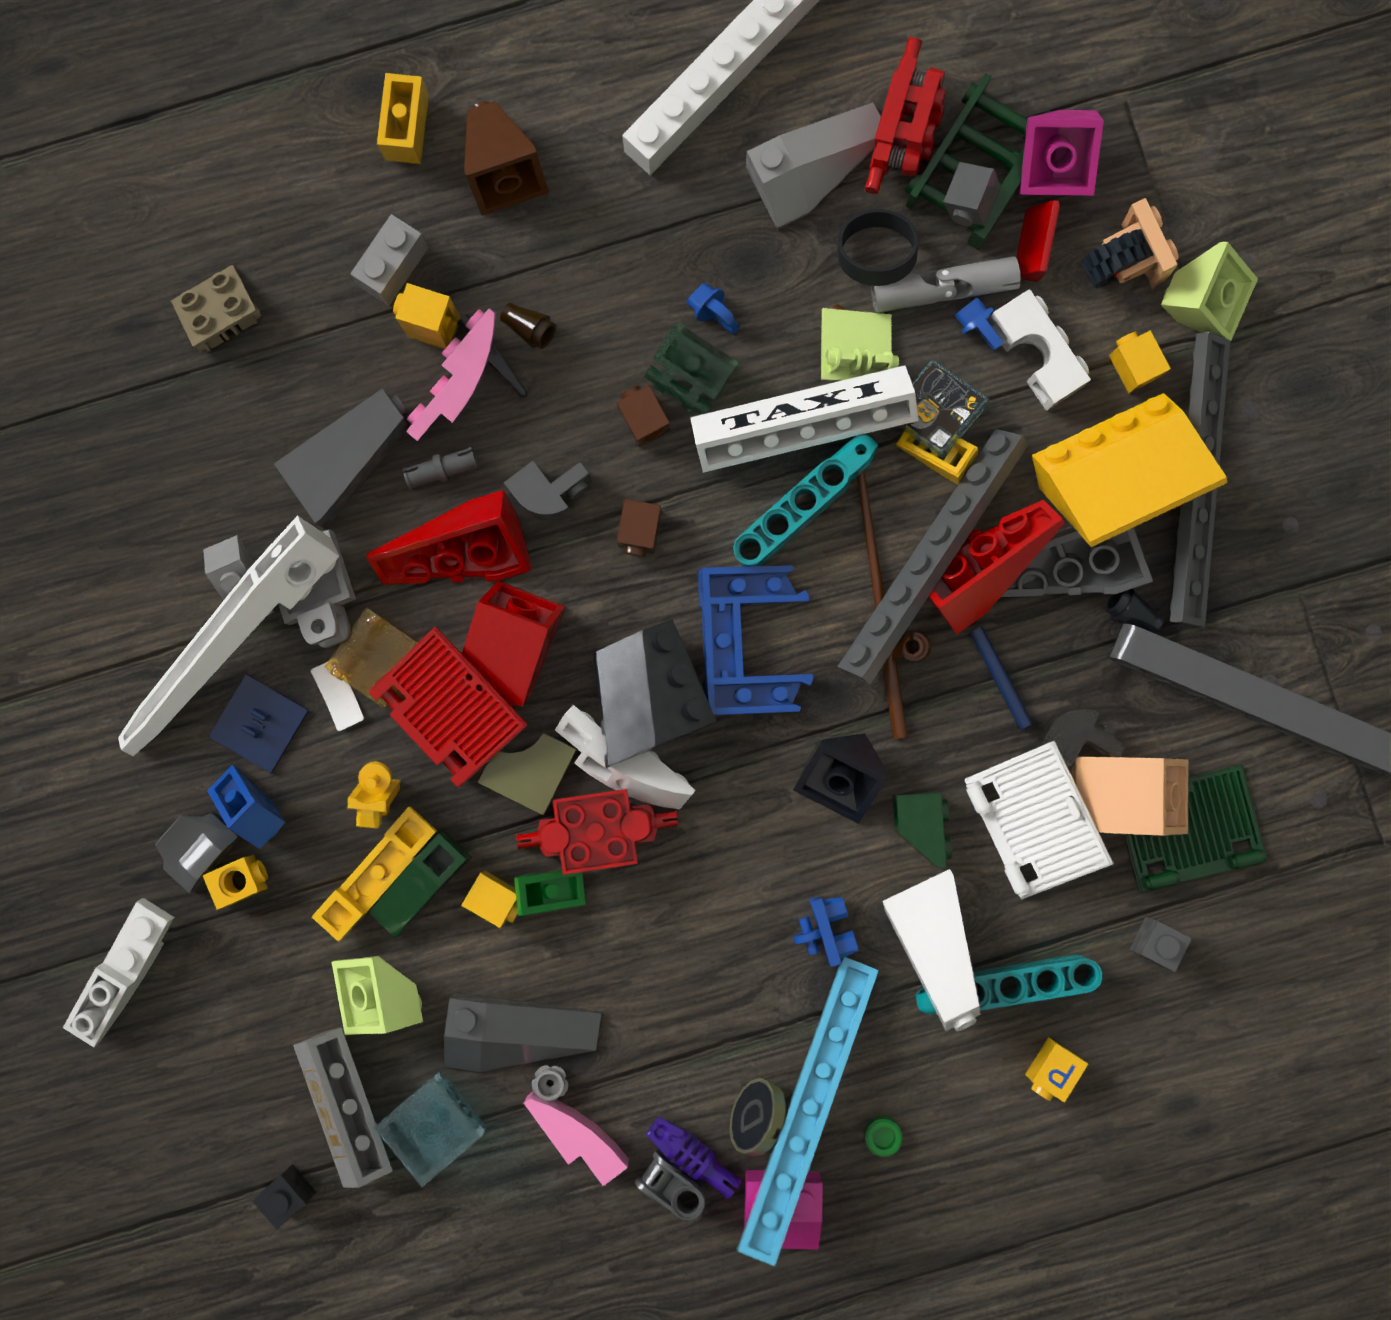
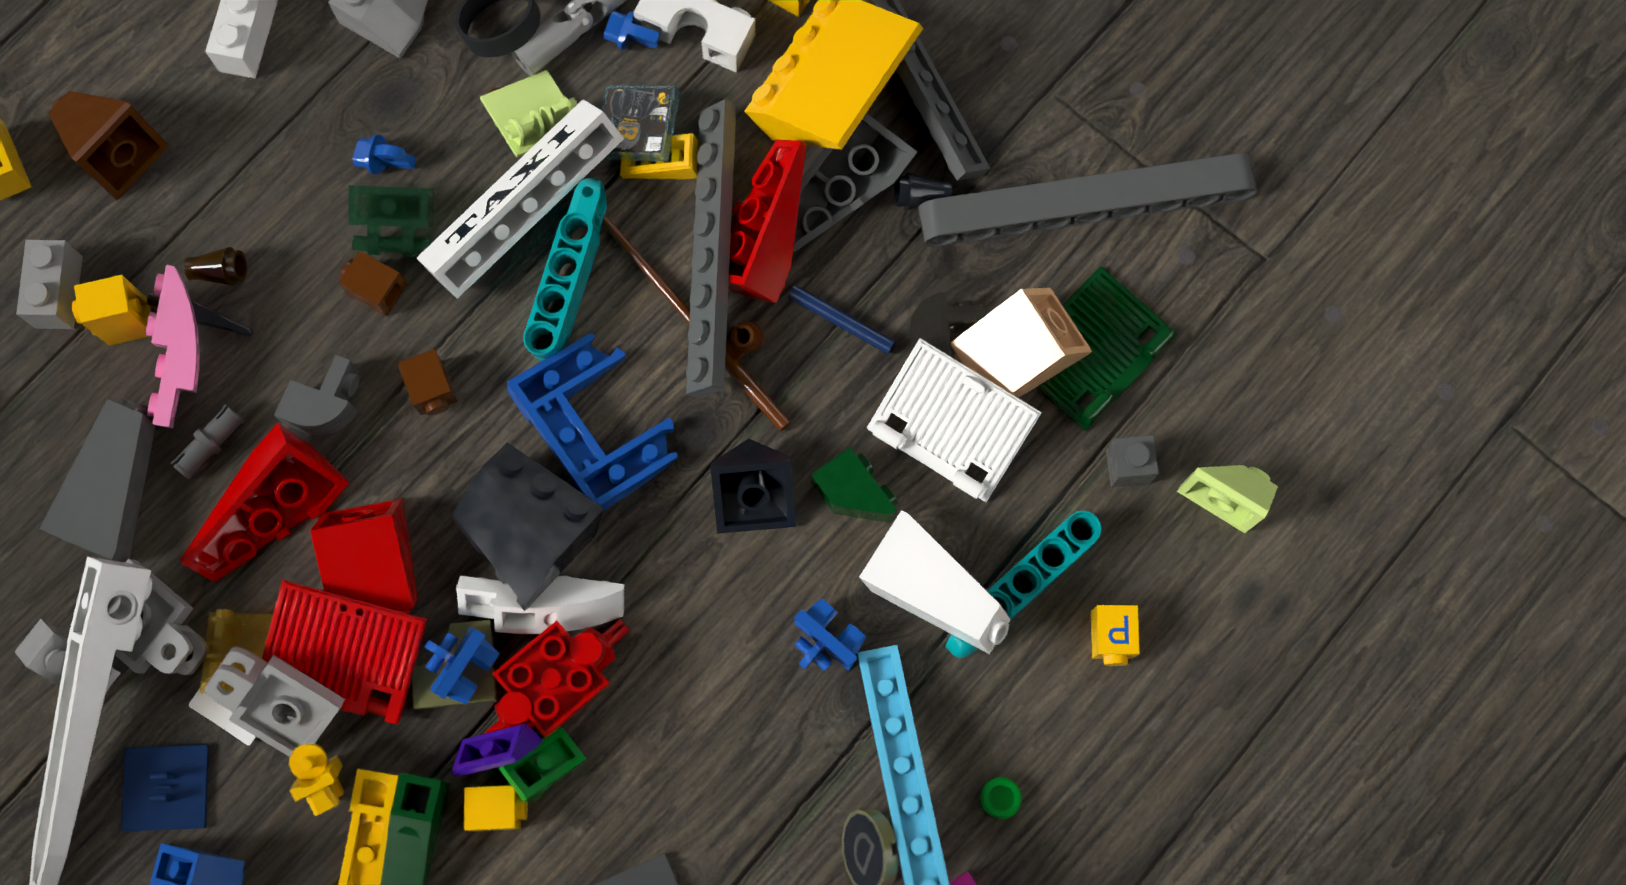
camera: 40 degrees left, 10 degrees down
(371, 703) = (259, 698): none -> light grey plate
(519, 859) = (495, 749): none -> dark purple slope
(528, 768) = (450, 680): none -> blue hips
(1227, 1025) = (1231, 493): none -> yellowish green slope

